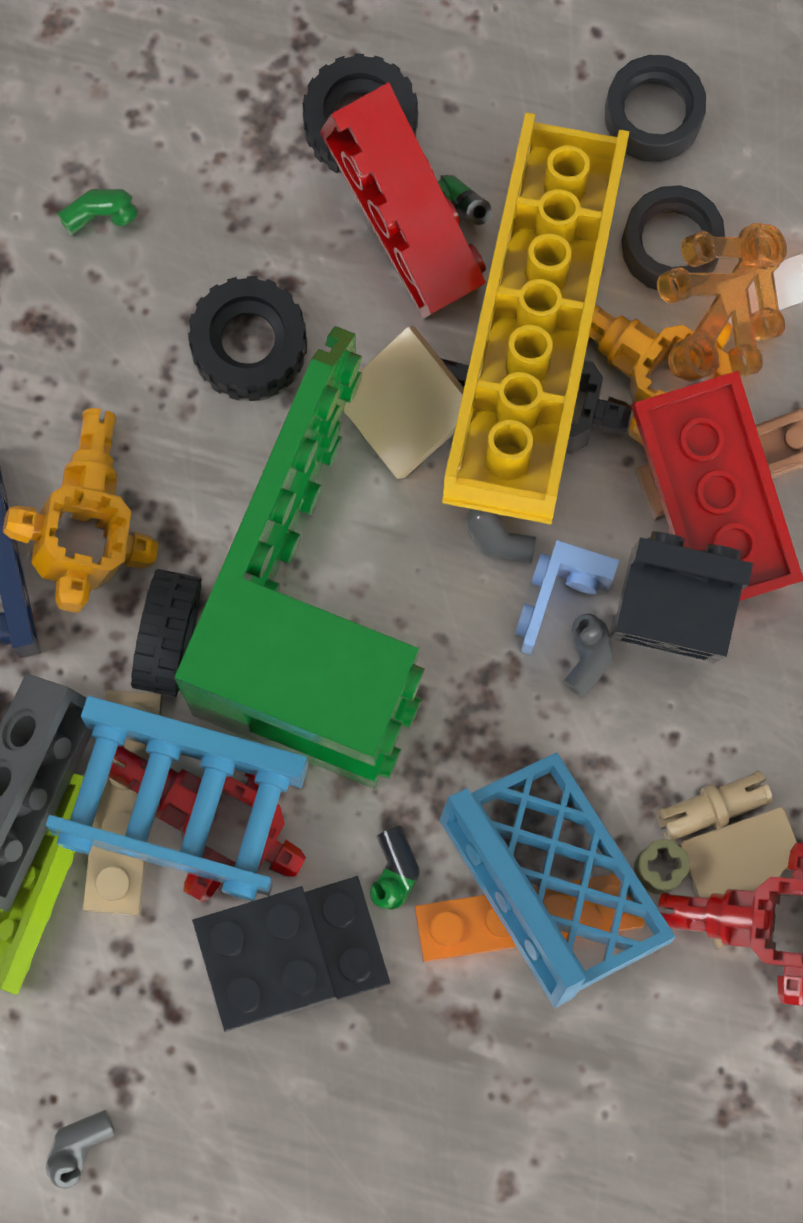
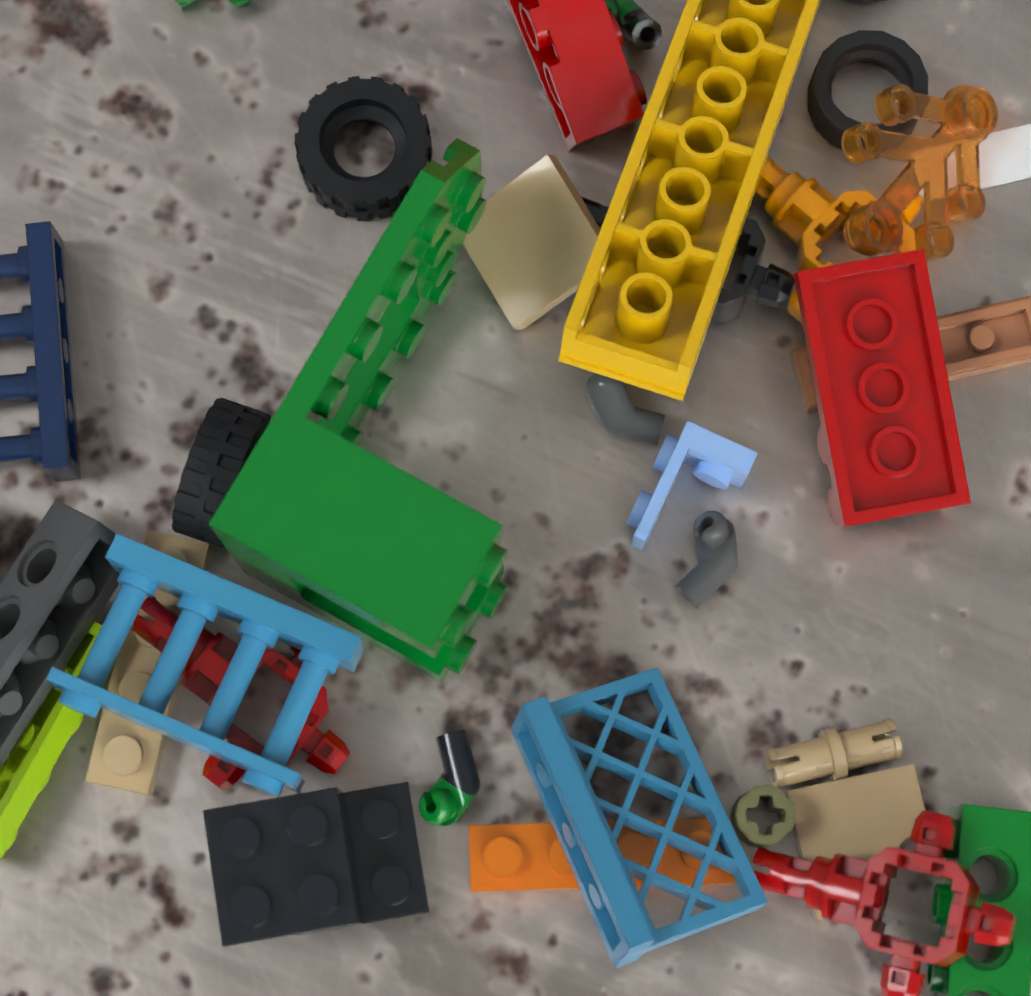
camera: 10 degrees right, 0 degrees up
(85, 493) = (155, 302): light orange piece -> none
(680, 597) = (824, 504): black bracket -> none

